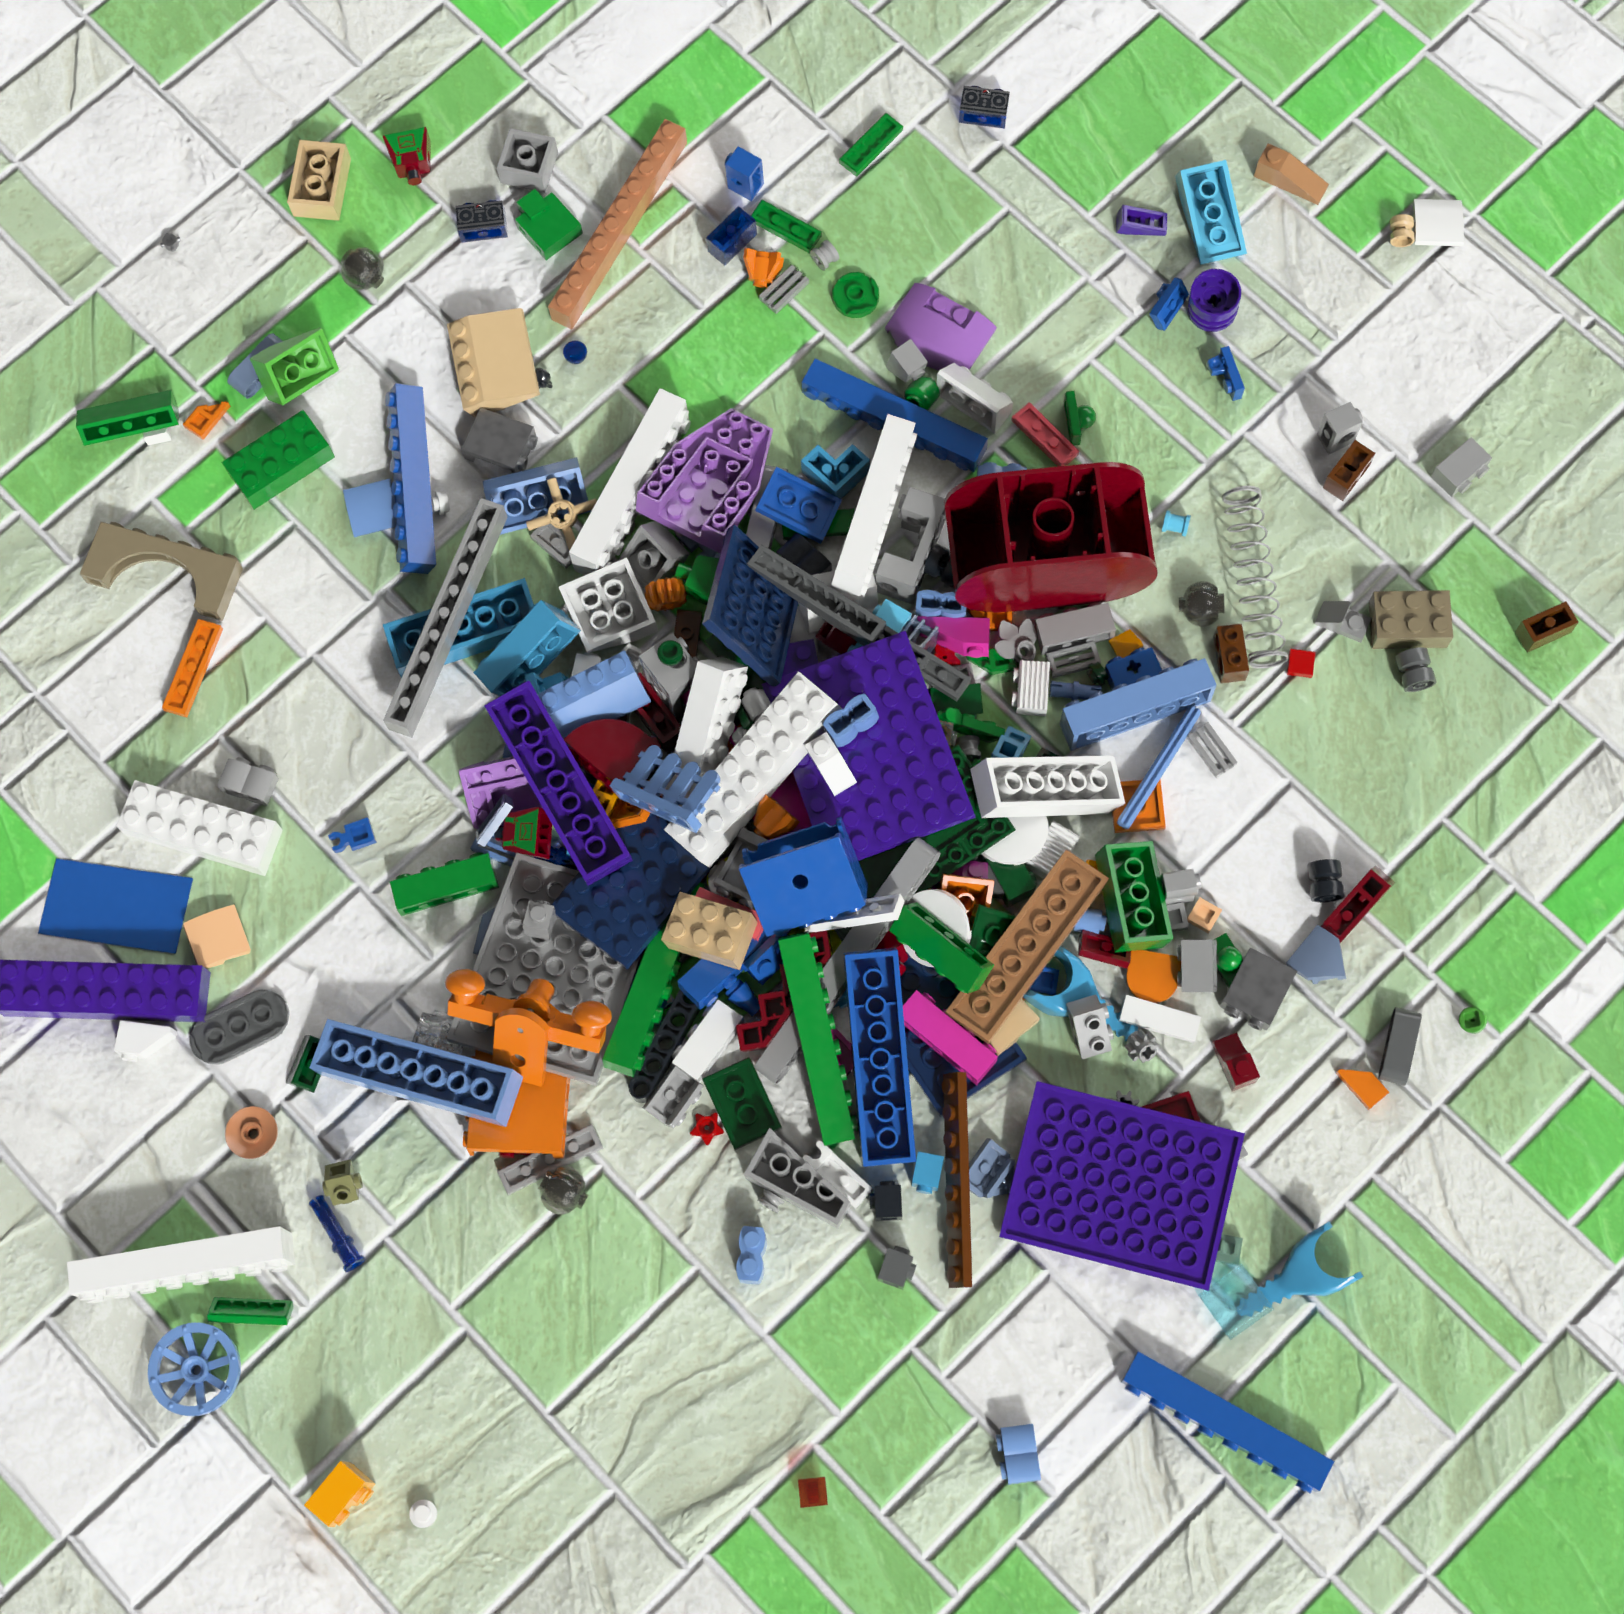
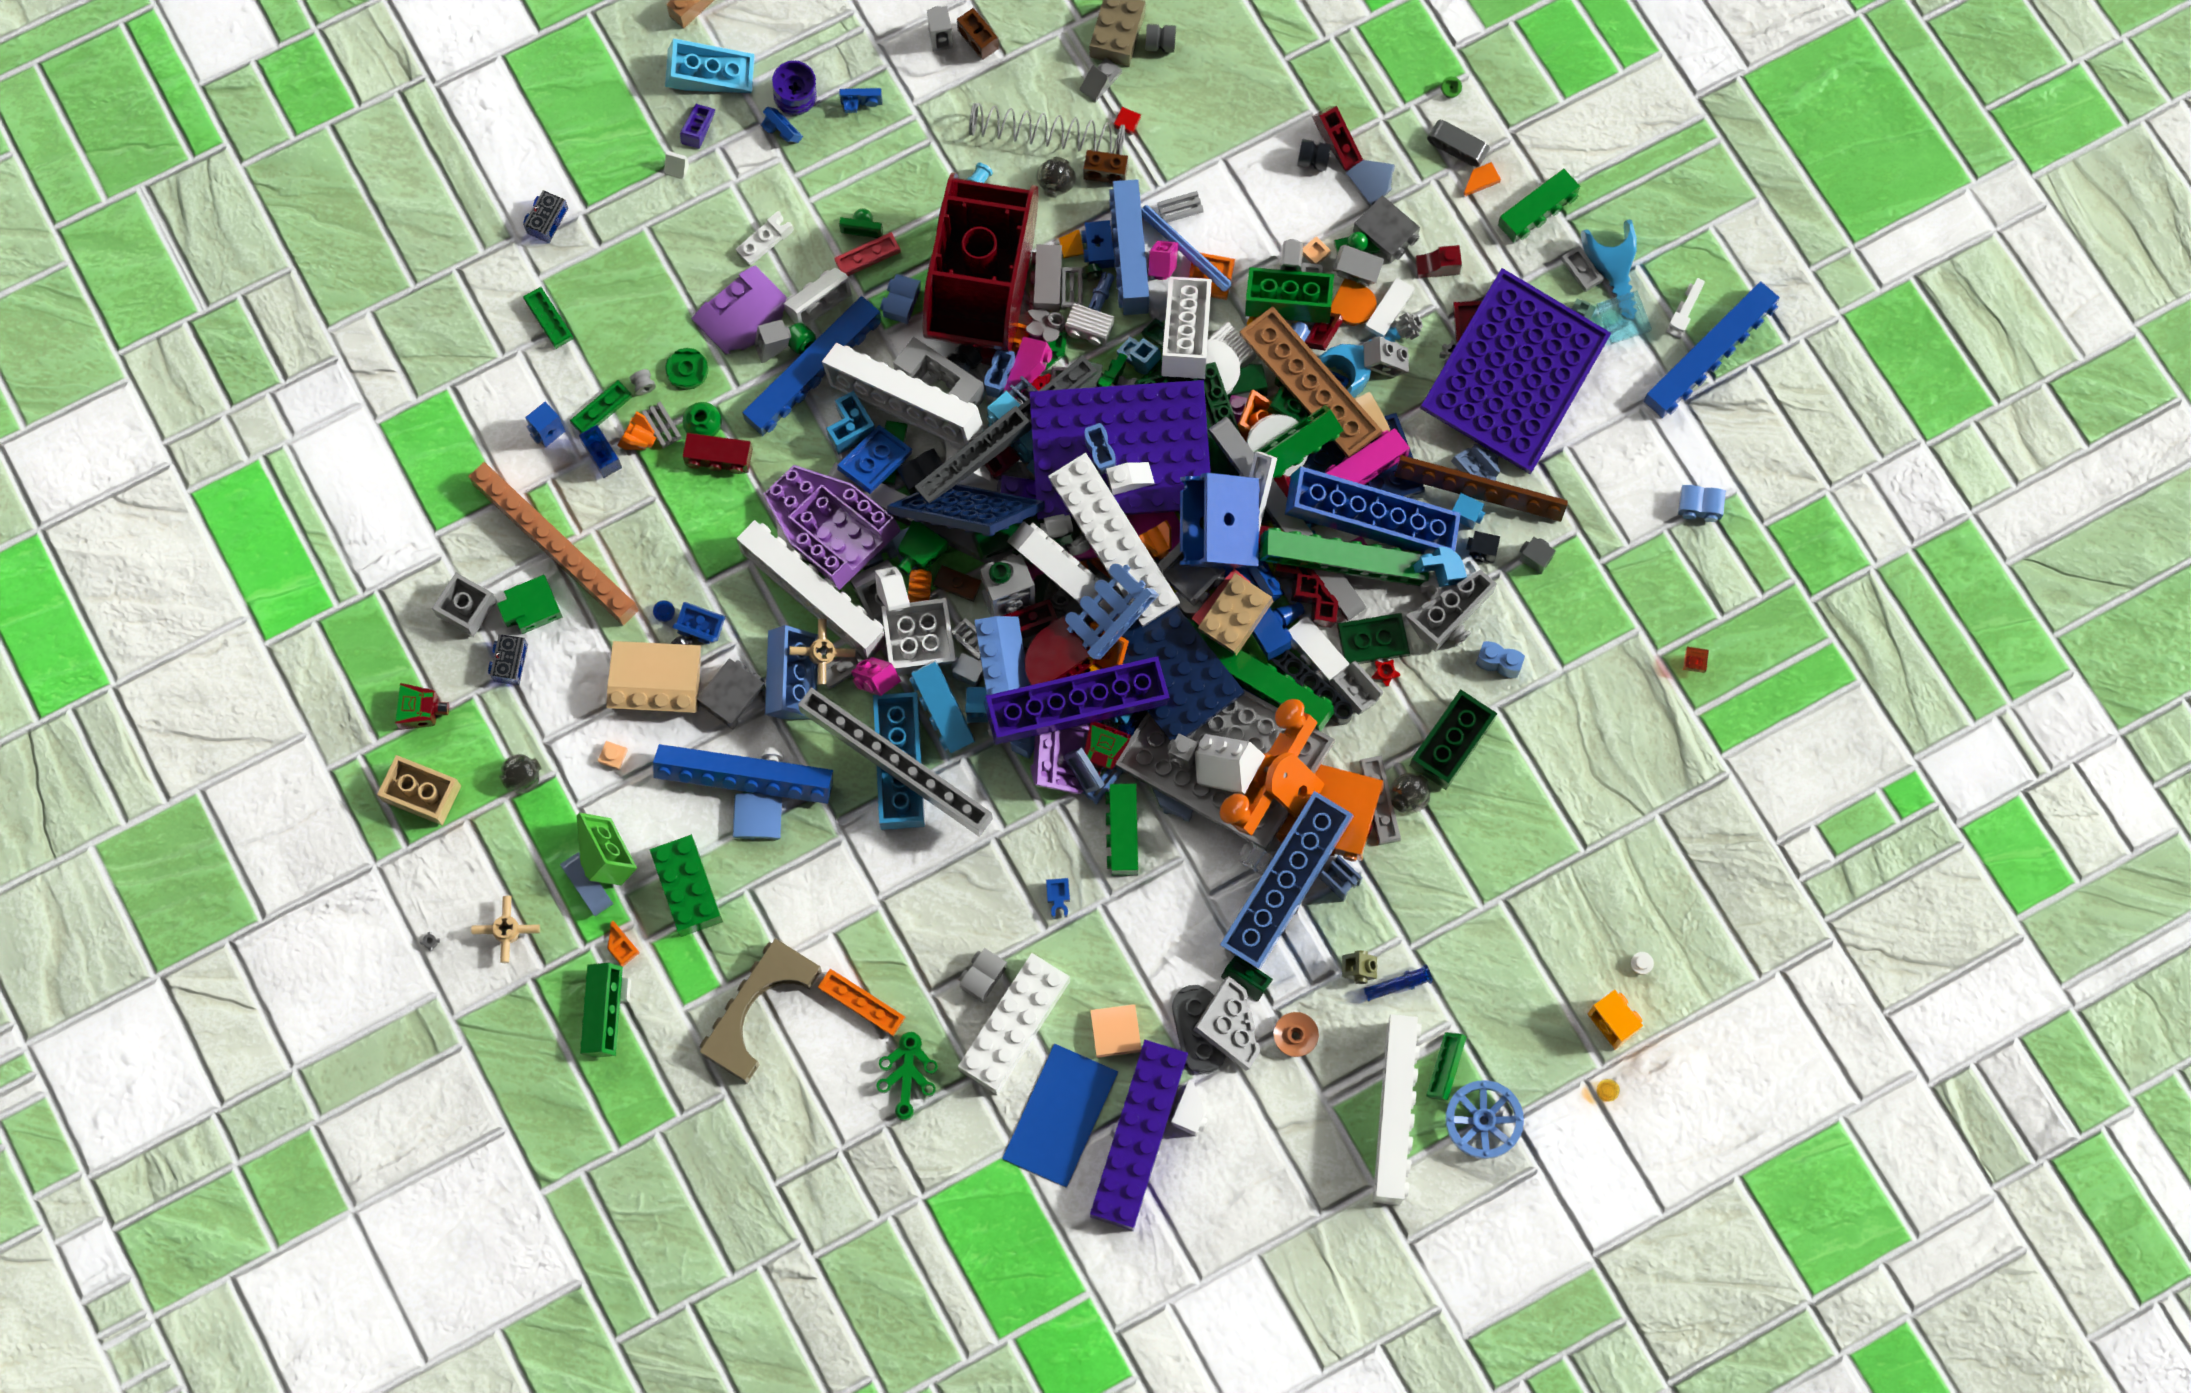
camera: 80 degrees left, 0 degrees up
(127, 736) = (908, 1072): none -> green plant
(190, 297) = (512, 935): none -> tan bar
(247, 1056) = (1230, 1024): none -> plate
(262, 1507) = (1608, 1090): none -> clear yellow plate
(406, 350) = (612, 755): none -> light nougat plate
(451, 1135) = (1343, 872): none -> sand blue piece
(527, 966) = (1226, 763): none -> white slope
(547, 575) = (875, 676): none -> dark pink brick
(568, 388) = (699, 623): none -> blue bracket
(637, 1222) = (1453, 739): none -> dark green brick
(645, 560) = (891, 589): none -> white slope
(764, 351) = (717, 453): none -> dark red brick
(801, 336) = (708, 427): none -> green piece
(846, 1161) = (1445, 563): none -> brick
(1029, 326) = (764, 239): none -> white plate
(1086, 214) = (675, 165): none -> white slope
(1132, 743) = (1163, 259): none -> dark pink brick
(1248, 1373) = (1680, 319): none -> white plate
(1283, 1235) = (1582, 269): none -> light grey plate
(1350, 1163) = (1539, 205): none -> green brick

